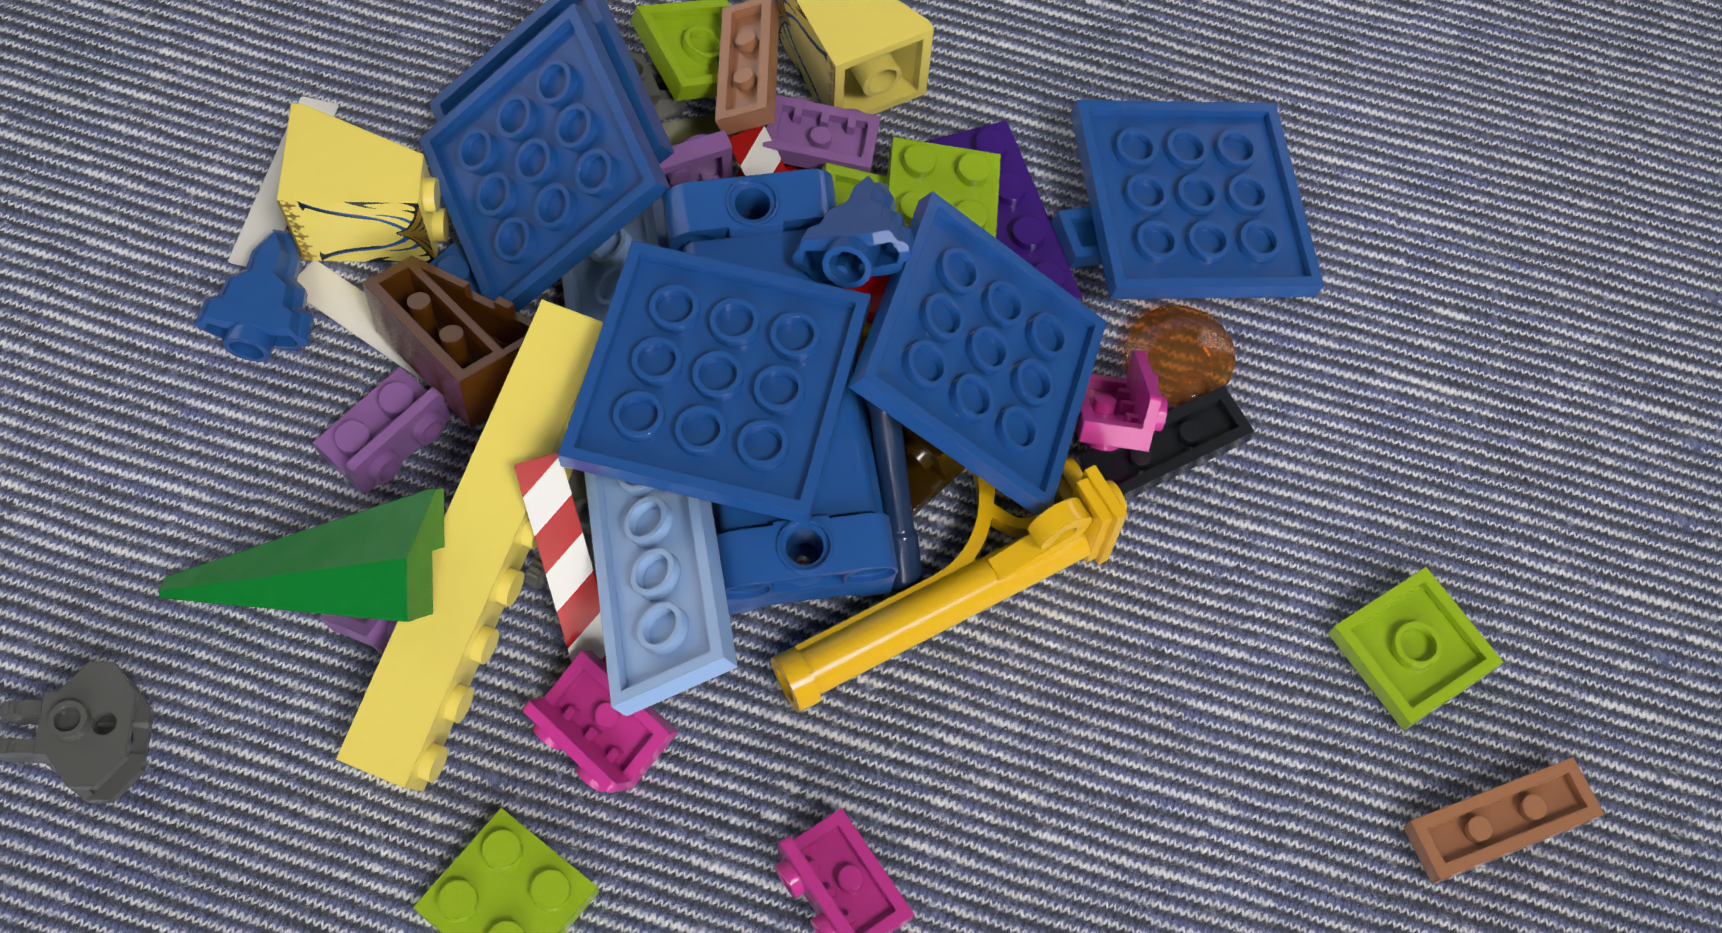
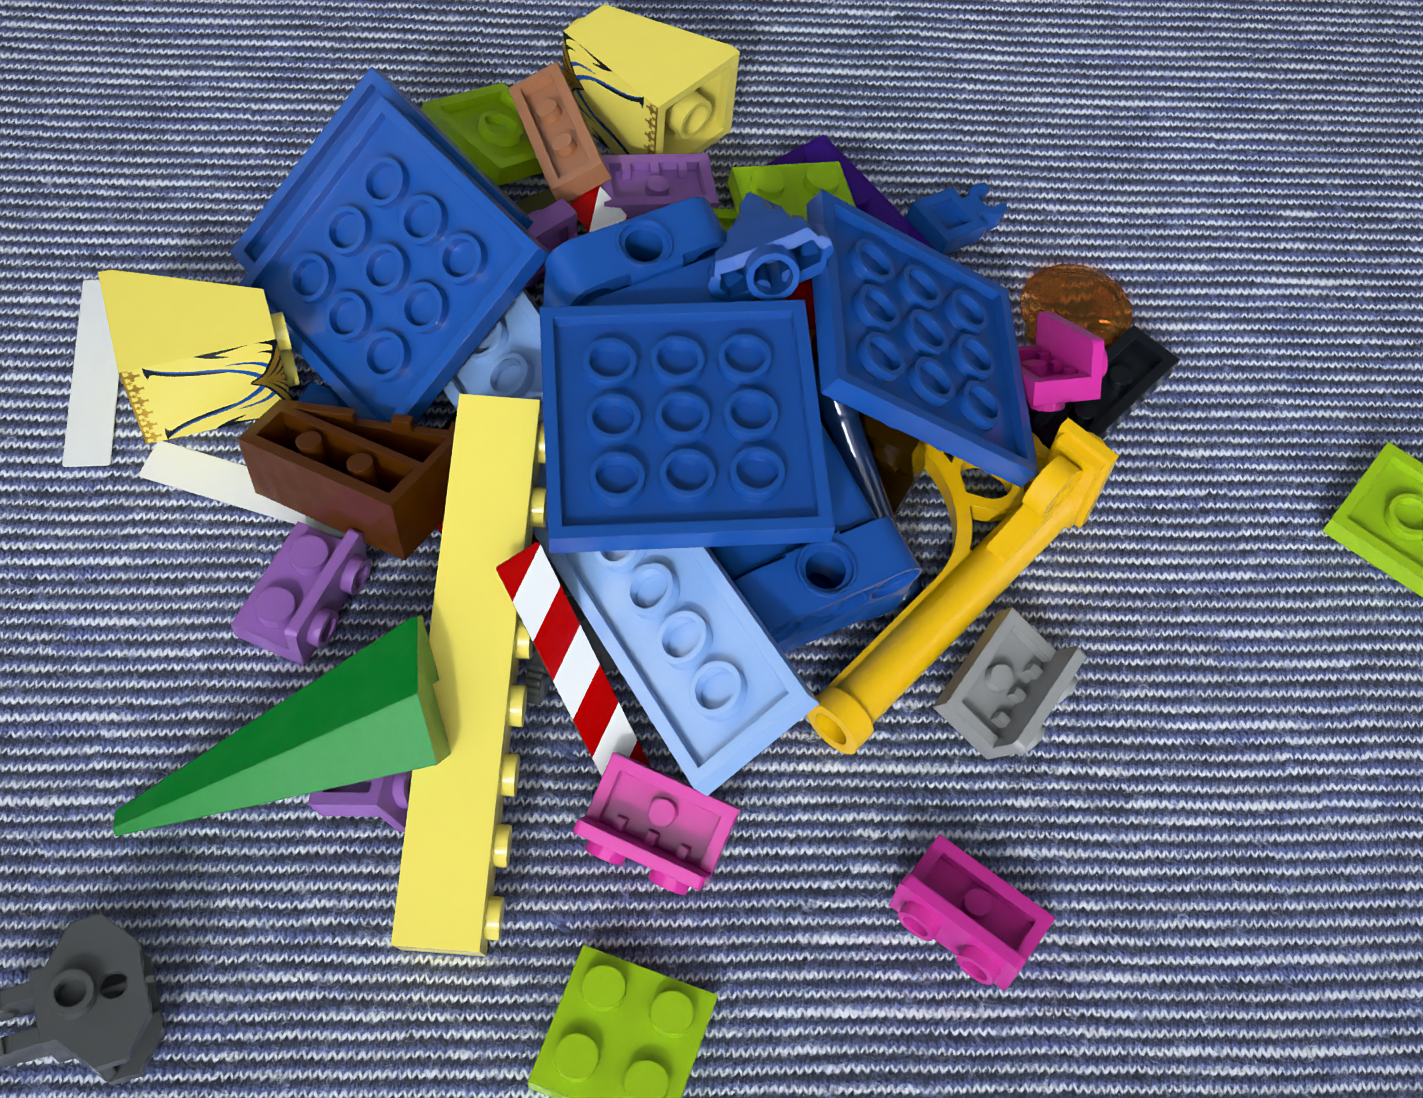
camera: 20 degrees left, 5 degrees down
(261, 304) = (120, 497): blue rock -> none
(960, 694) = (1008, 687): none -> light grey bracket
(1194, 200) = (1033, 163): blue plate -> none

